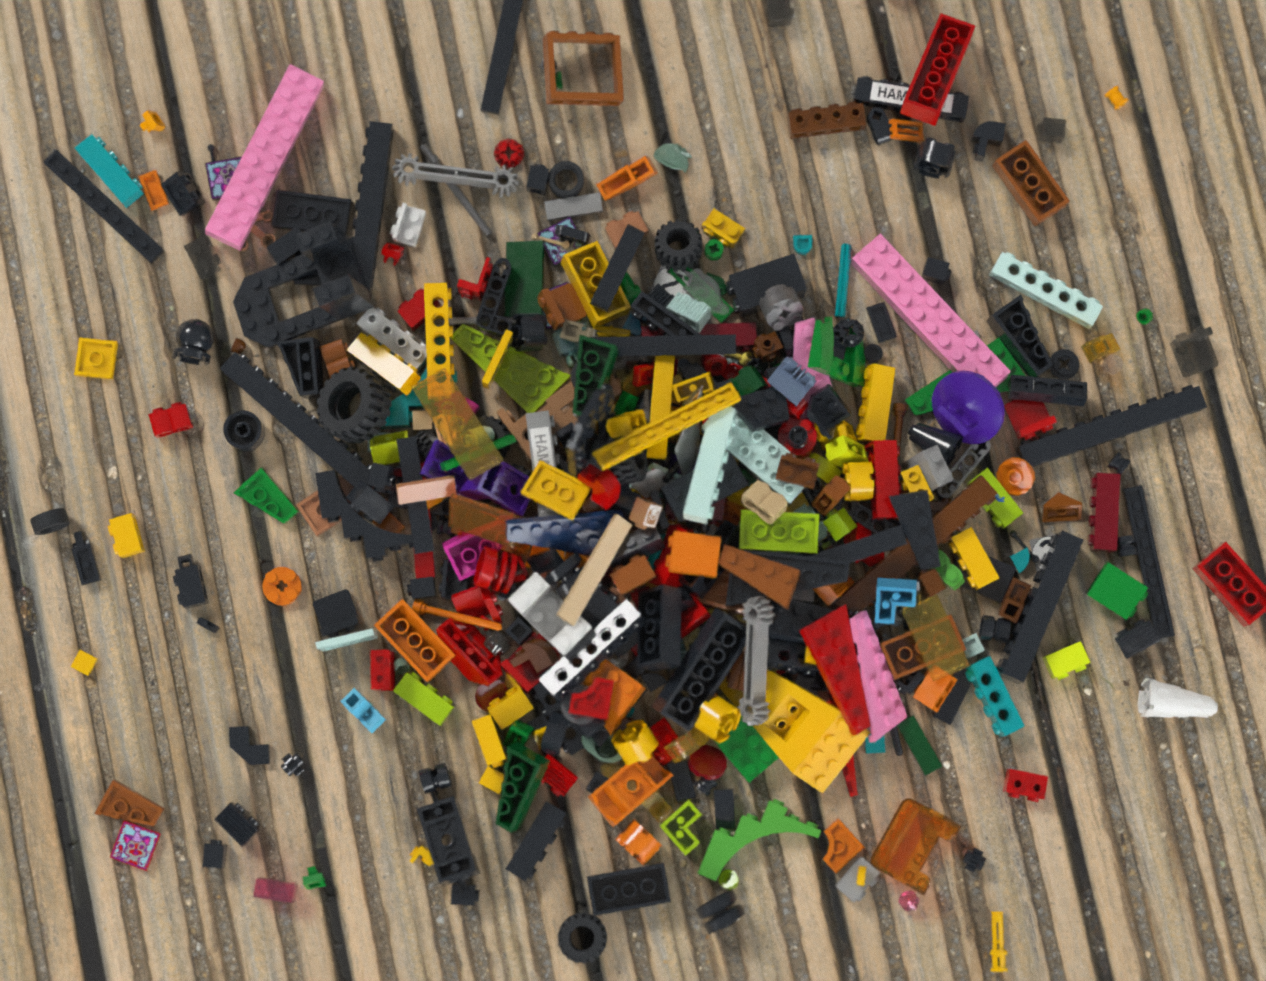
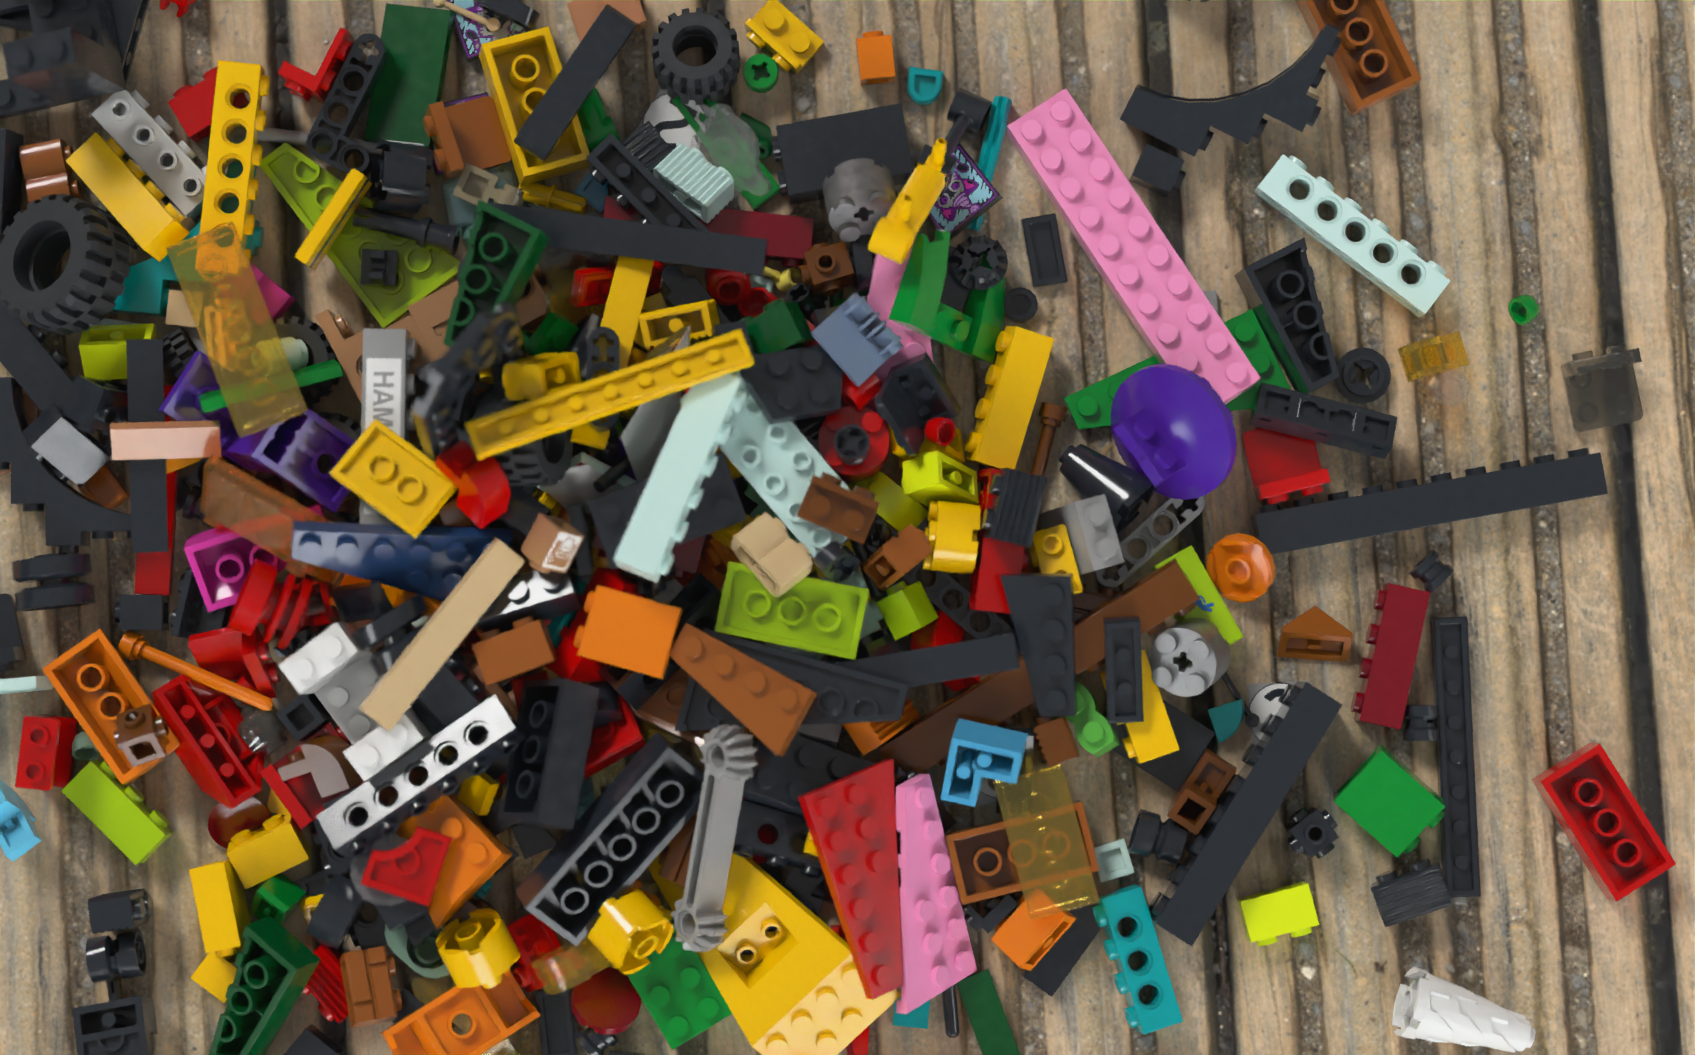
camera: 10 degrees right, 5 degrees up
(372, 575) = (53, 582): none -> black wheel
(434, 751) = (119, 910): none -> black brick
(435, 651) = (141, 734): none -> reddish brown brick
(524, 383) = (379, 267): none -> black tile
(546, 360) = (423, 232): none -> black pin
(578, 772) = (369, 986): none -> dark orange brick
(622, 656) = (478, 793): none -> yellow tile
(651, 409) = (593, 353): none -> black beam
(774, 233) = (875, 58): none -> orange brick
(800, 500) = (837, 561): none -> black beam
(815, 291) = (928, 180): none -> yellow piece
(828, 297) = (965, 198): none -> tile
(842, 425) = (940, 431): none -> red hinge
(890, 458) = (1013, 507): none -> black brick
(962, 538) = (1123, 669): none -> black tile
(976, 234) = (1285, 97): none -> black arch
(988, 533) = (1189, 657): none -> flat silver brick
(1071, 616) = (1299, 827): none -> black brick

